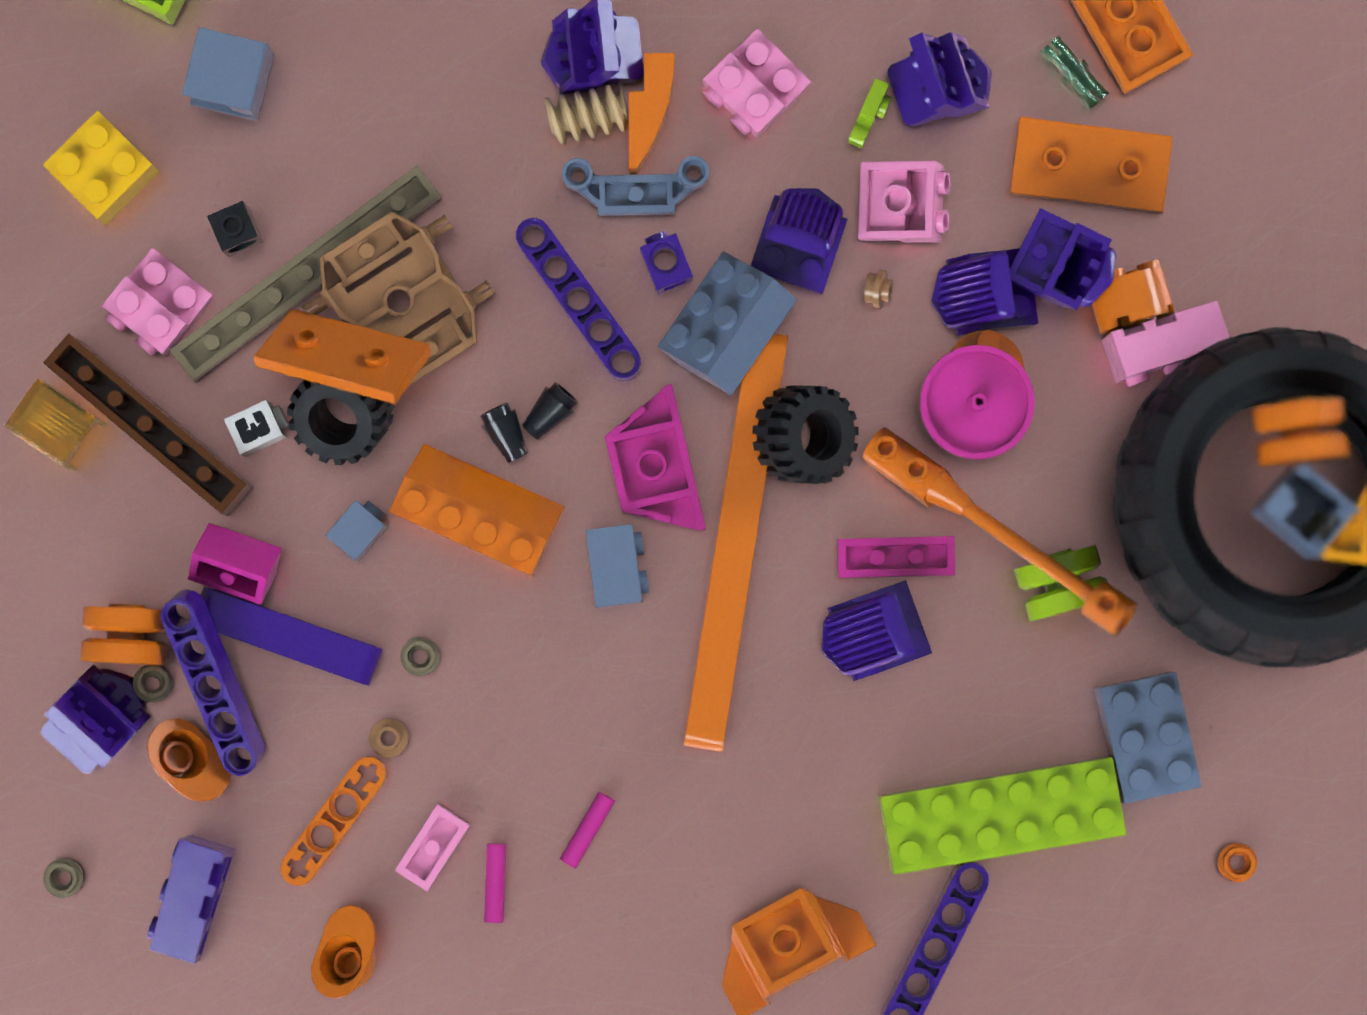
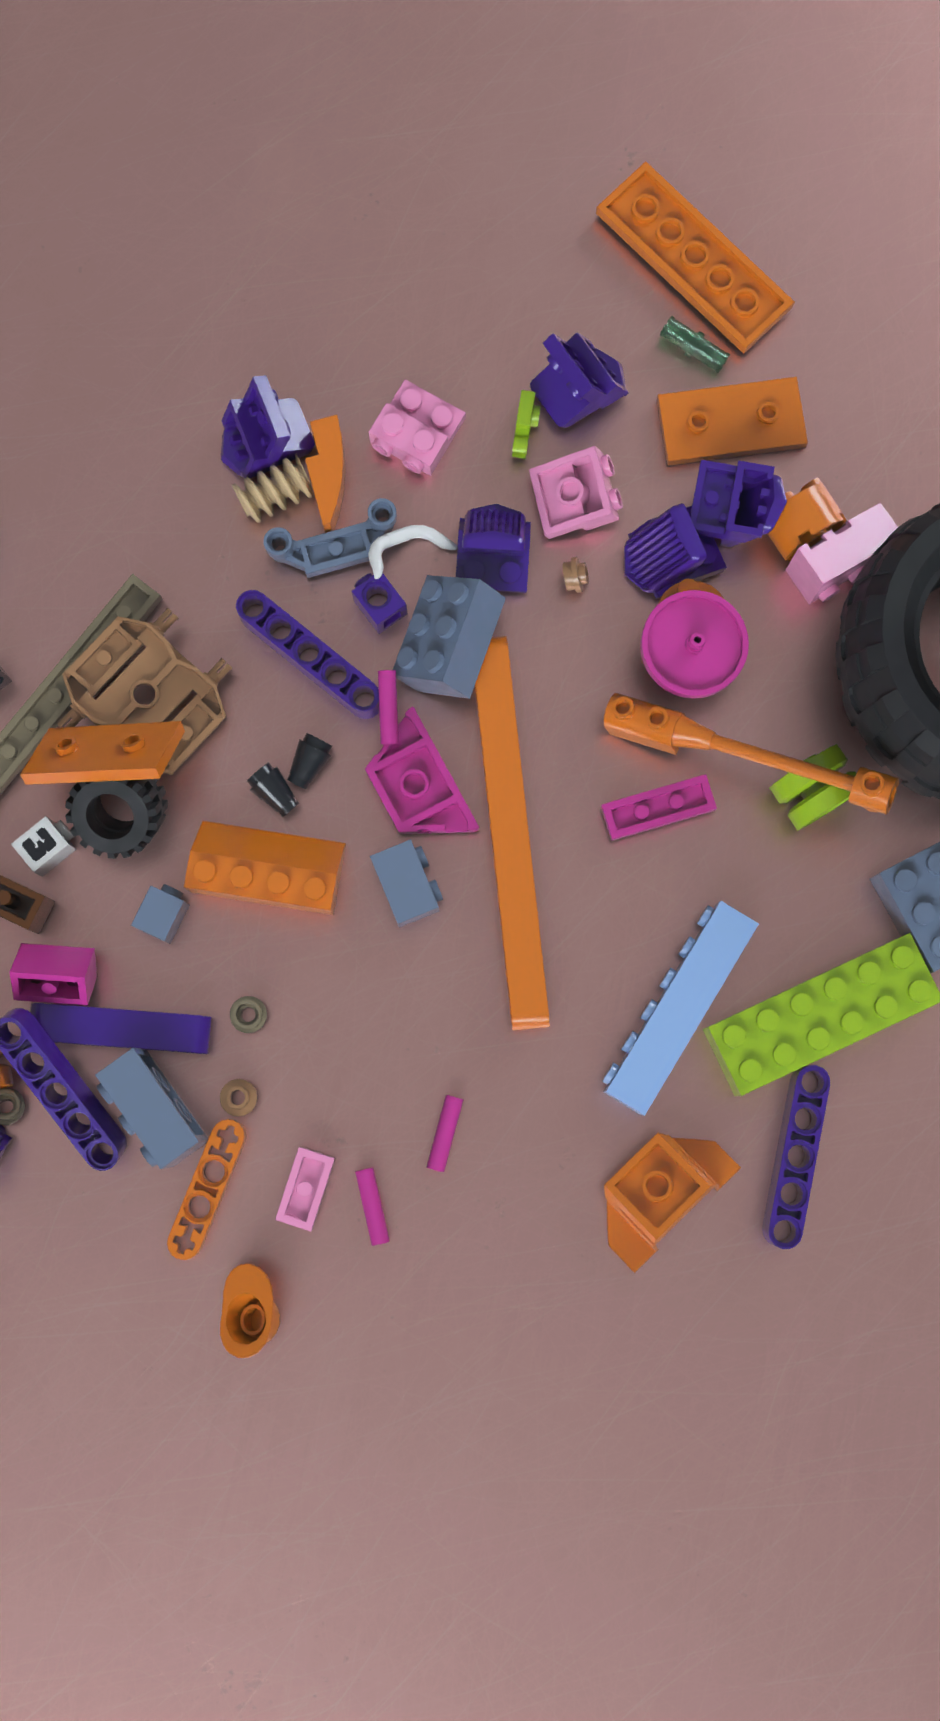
camera: 15 degrees left, 5 degrees down
(187, 760) = (53, 1169): orange piece -> none
(190, 898) = (89, 1299): wedge -> none
(299, 727) = (150, 1108): none -> sand blue brick
(645, 380) = (388, 707): none -> dark pink piece
(707, 198) = (402, 535): none -> white animal
(830, 434) = (568, 712): black tyre -> none
(860, 768) = (680, 1007): none -> light blue brick
(874, 632) = (658, 880): dark purple piece -> none

